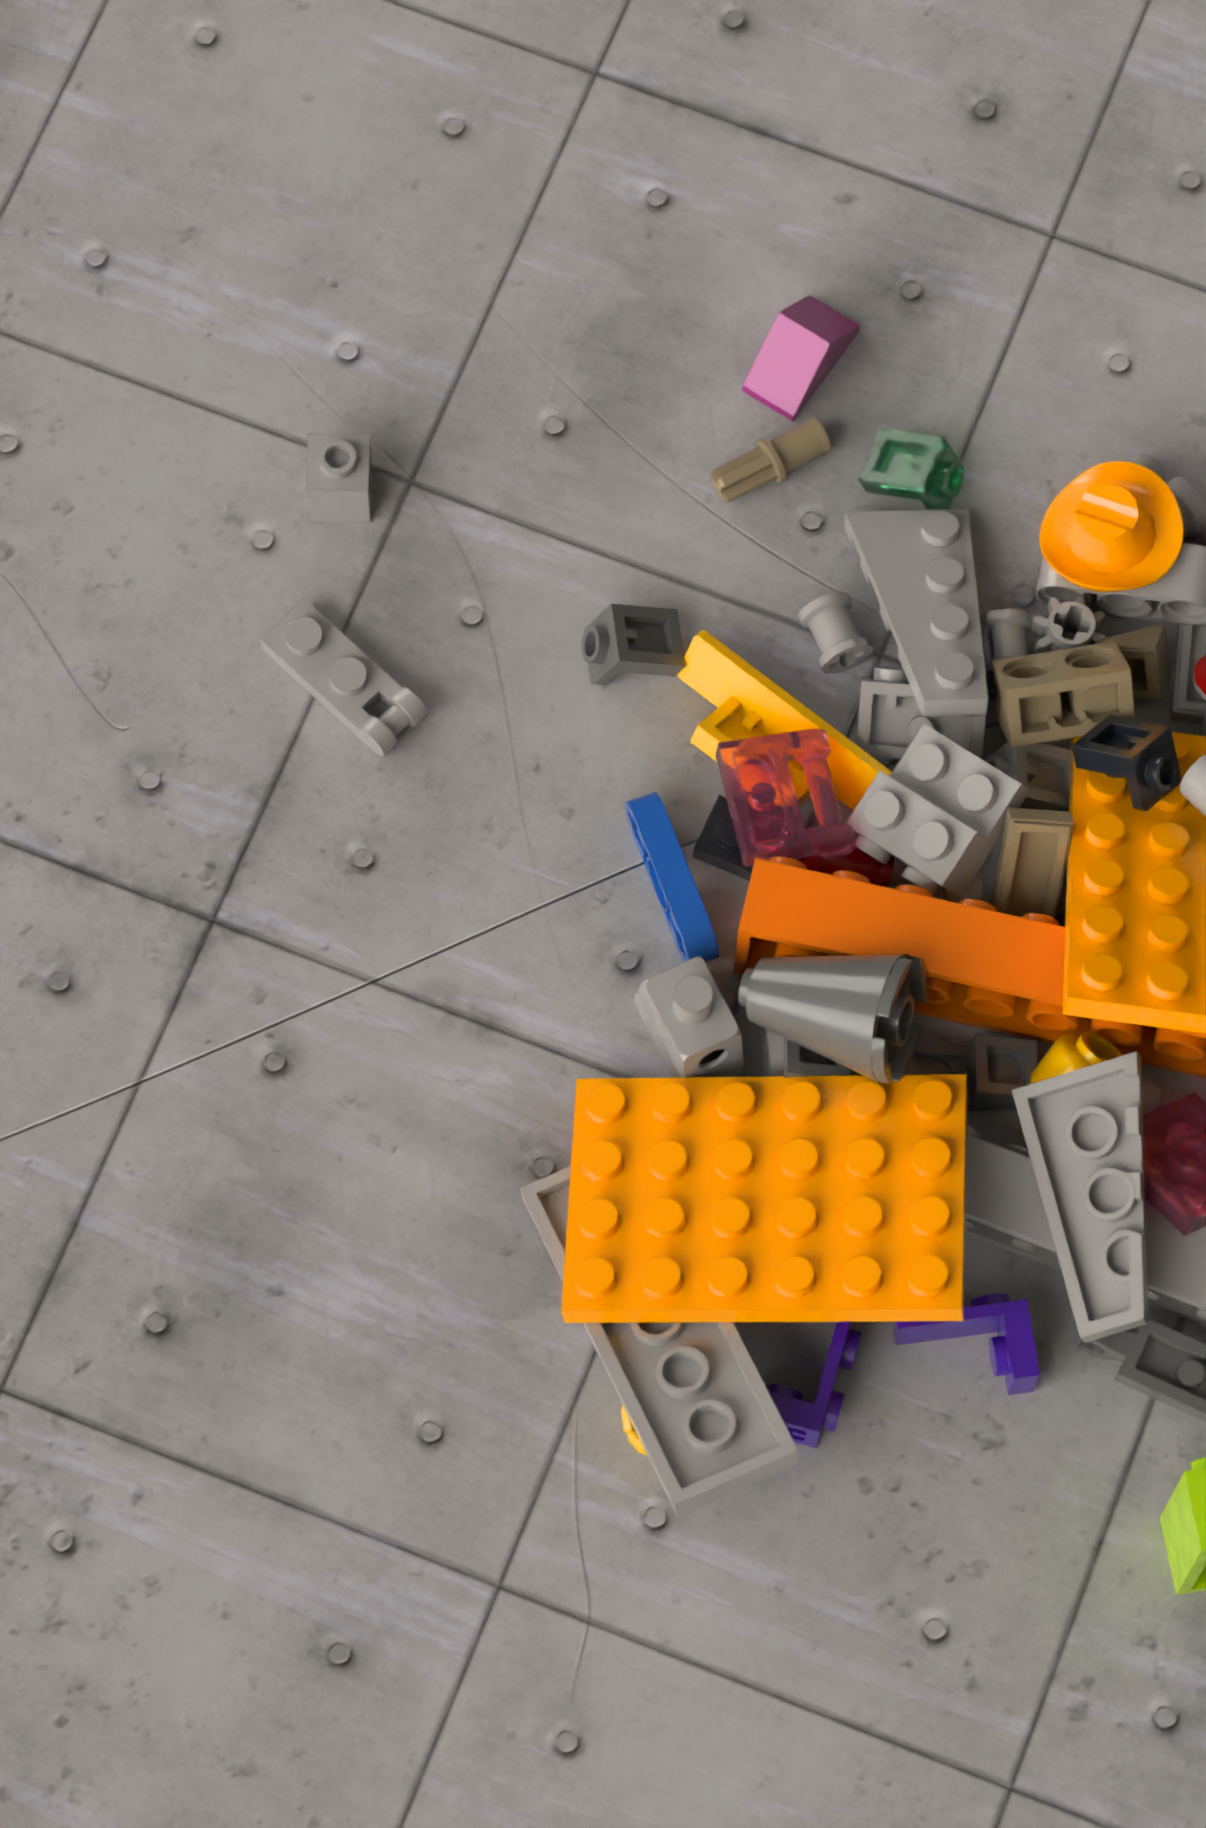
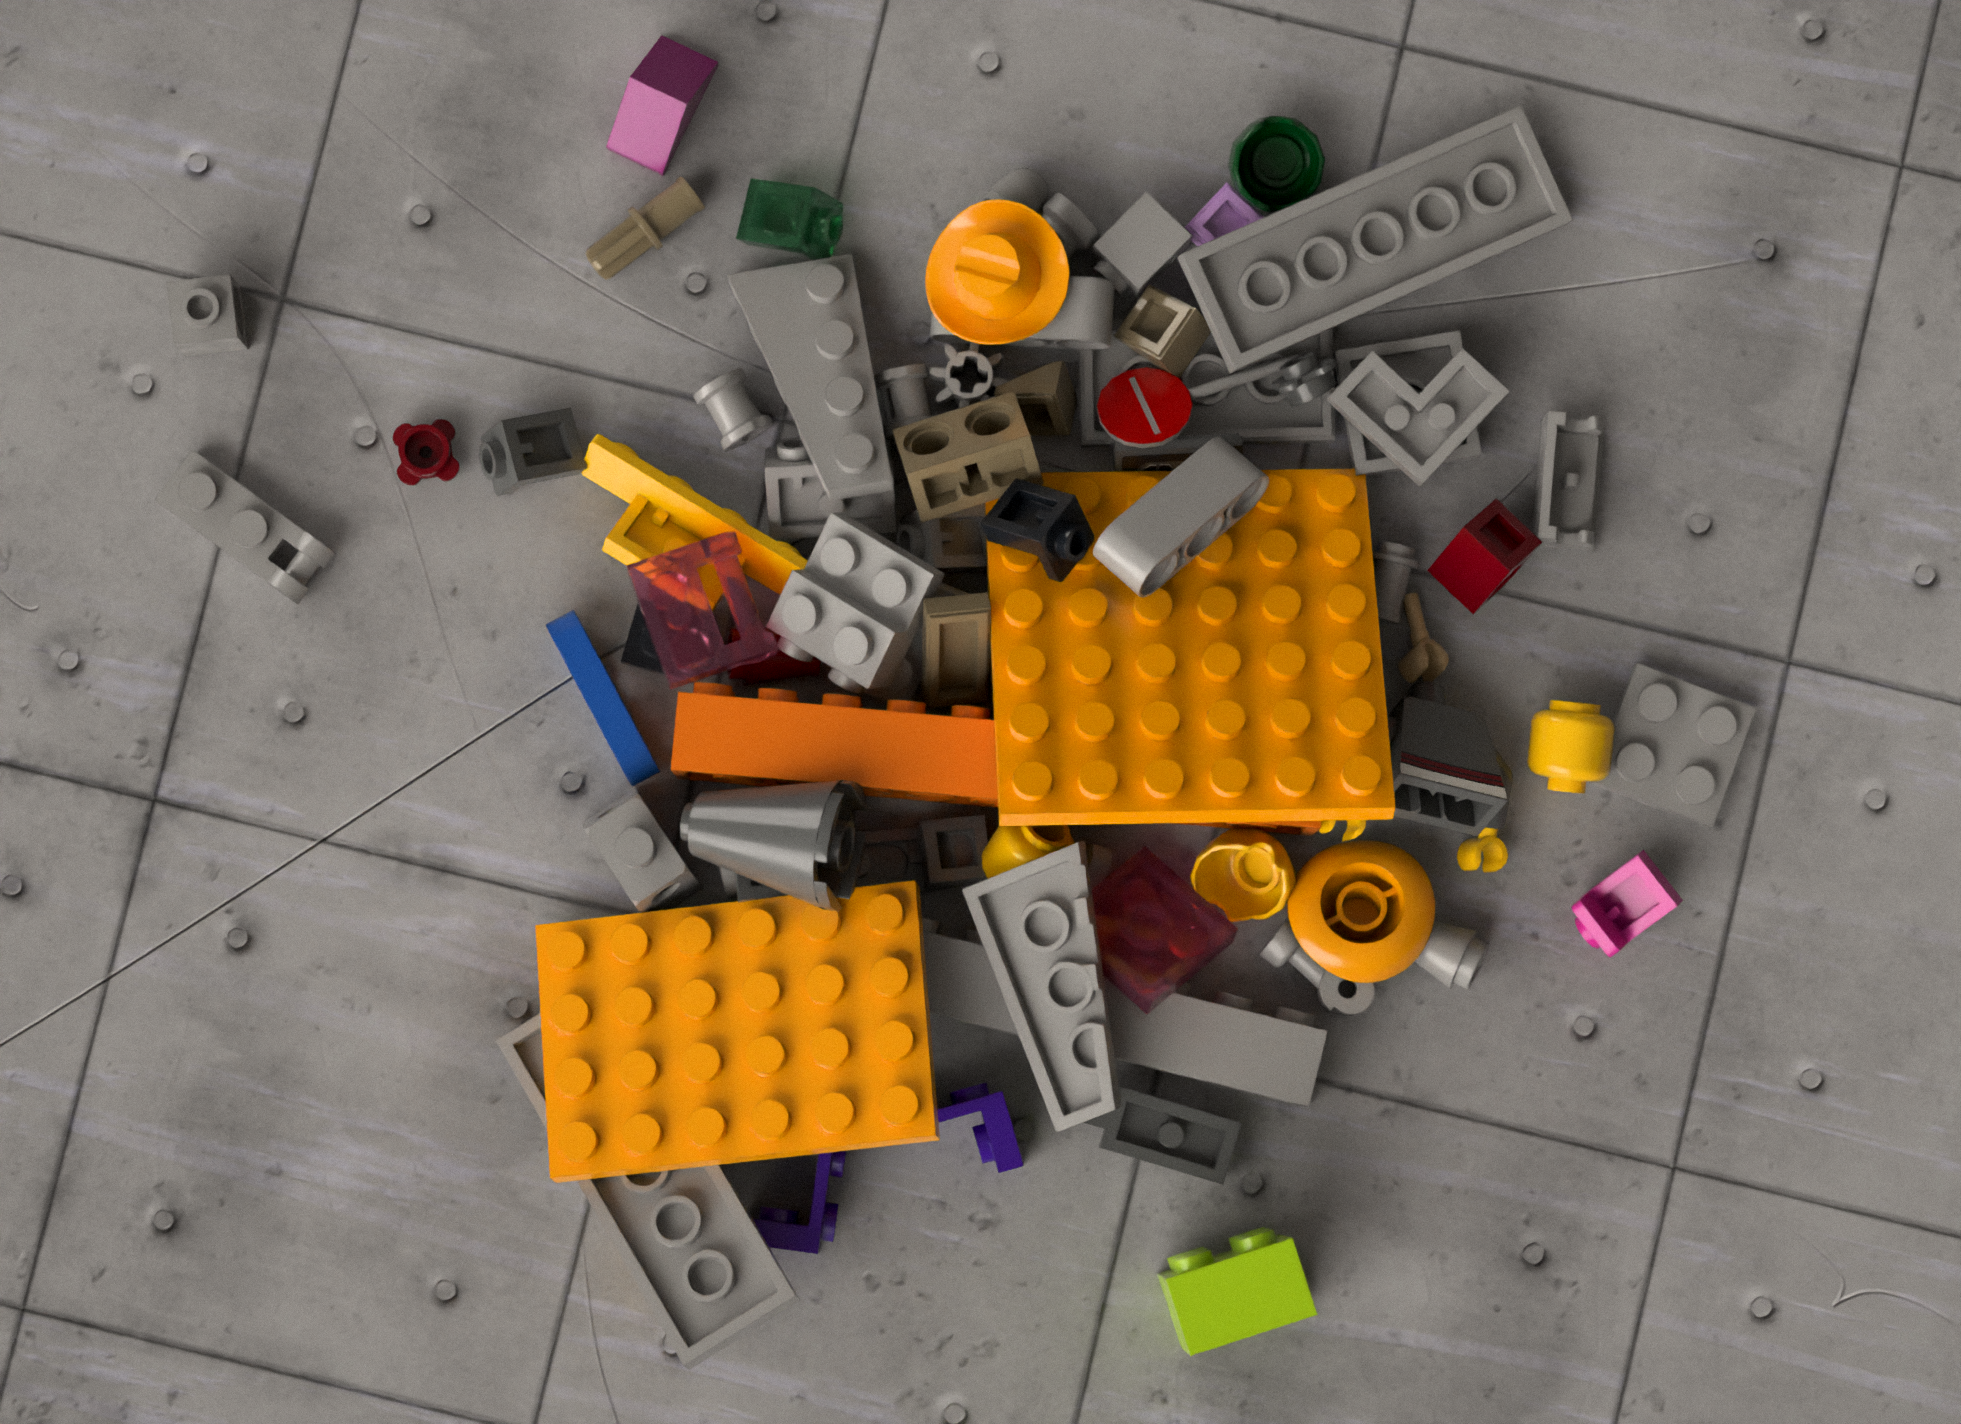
camera: 10 degrees left, 15 degrees up
(524, 617) = (410, 442): none -> dark red plate

